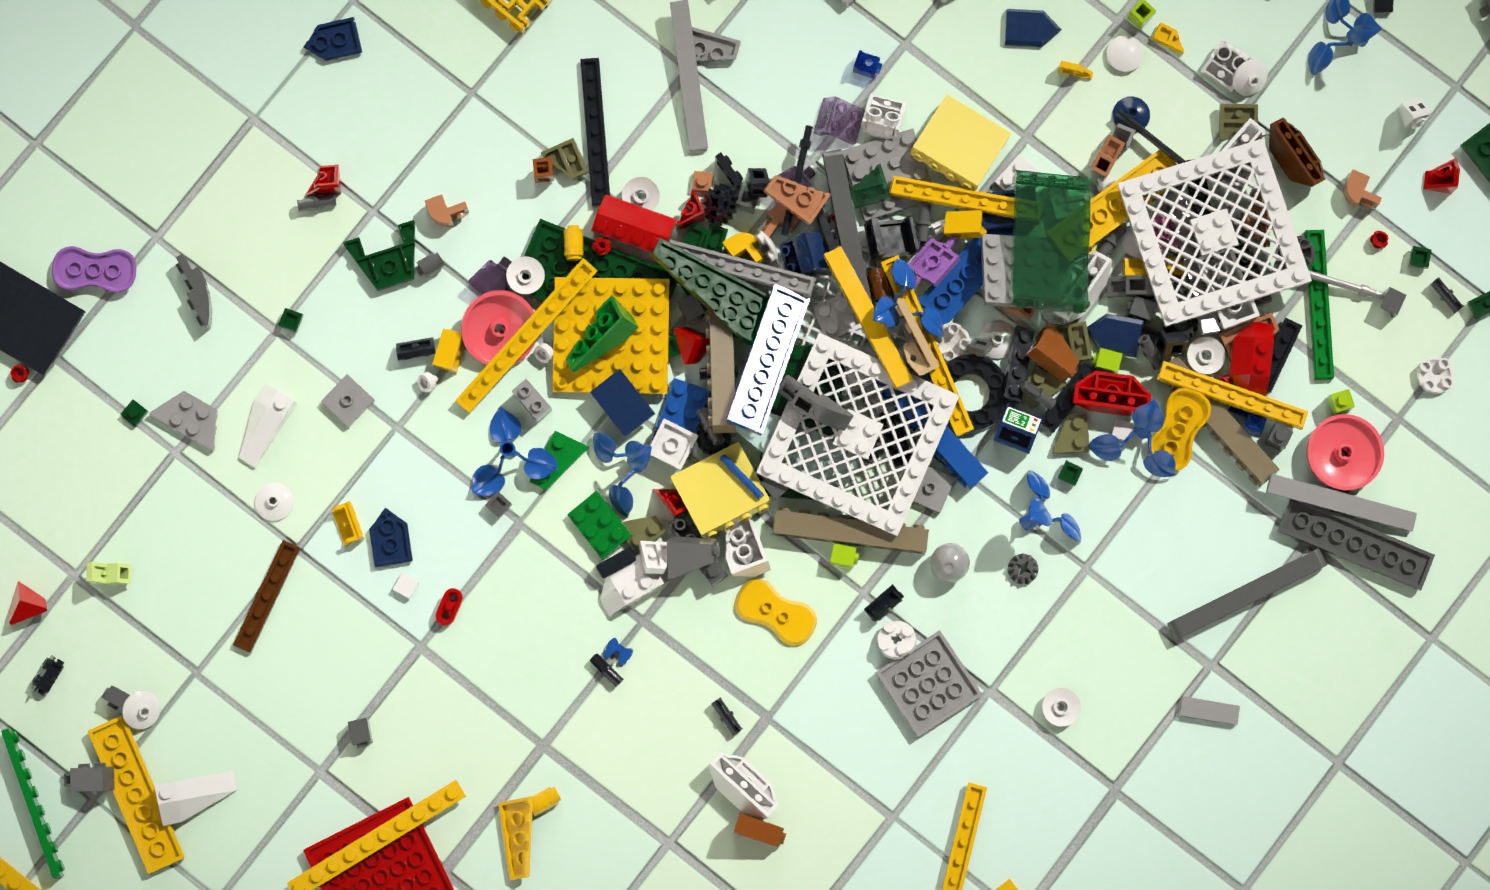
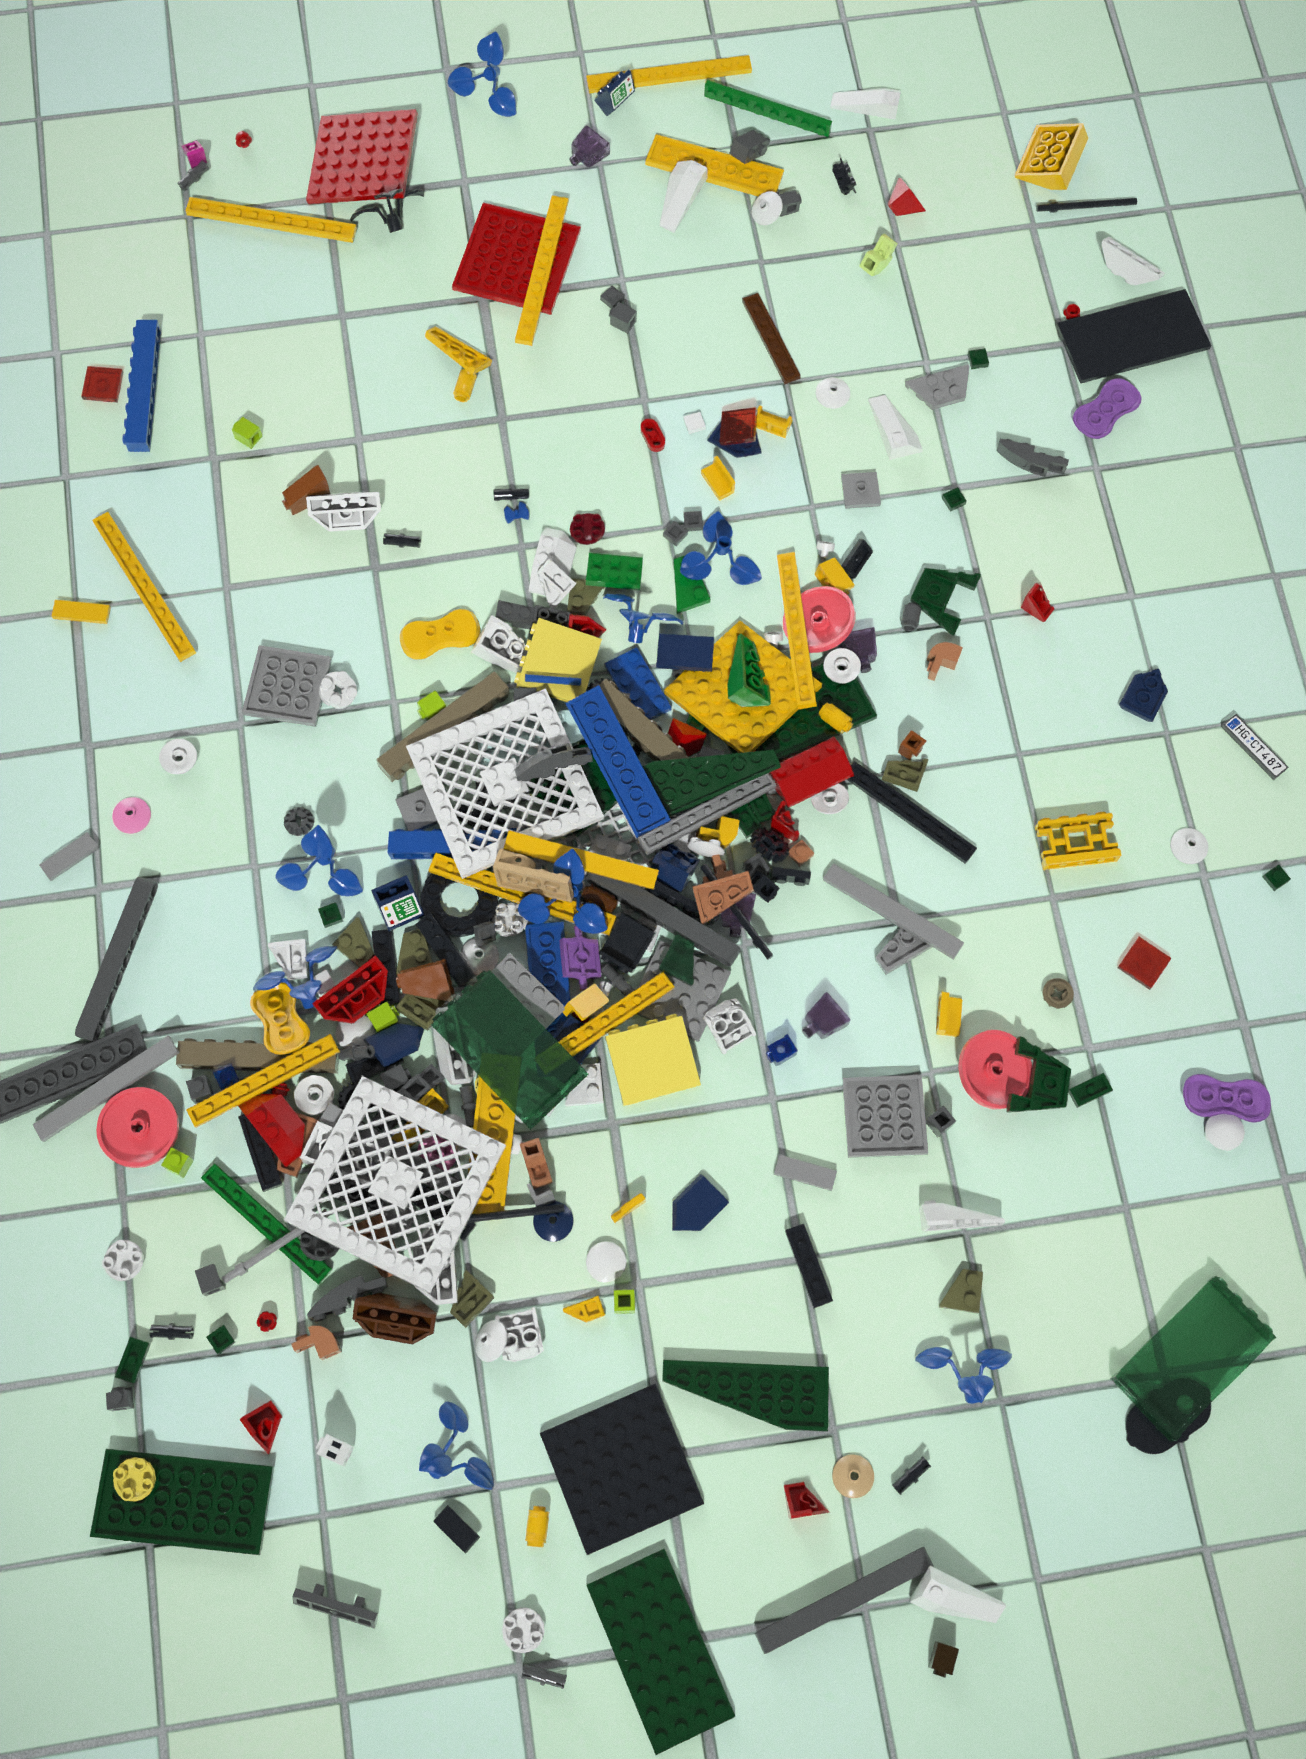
camera: 135 degrees right, 10 degrees down
(316, 202) = (1027, 582): dark grey pin -> none
(346, 761) = (612, 297): none -> dark grey plate
(382, 541) = (738, 426): none -> clear red tile
(442, 519) = (719, 479): none -> yellow panel
(522, 508) = (675, 533): none -> dark grey plate
(532, 400) = (746, 600): light grey brick -> none
(581, 581) = (587, 528): none -> dark red dish
(601, 241) = (815, 740): red plate -> none
(615, 563) = (578, 557): black slope -> none
(672, 444) = (623, 659): white plate -> none
(689, 554) = (533, 599): dark grey slope -> none
(815, 54) = (825, 1018): none -> clear purple torso
(839, 119) = (755, 990): clear purple bracket -> none
(879, 607) = (370, 711): black hinge -> none
(950, 562) = (352, 769): light grey piece -> none
(1038, 394) = (407, 940): dark grey axle -> none
(1126, 703) = (135, 822): none -> bright pink dish
(1127, 469) = (291, 957): none -> white wing
(1139, 368) = (354, 1034): none -> white dish
(1172, 344) = (345, 1071): black brick -> none
(1321, 205) = (337, 1299): none -> dark grey slope

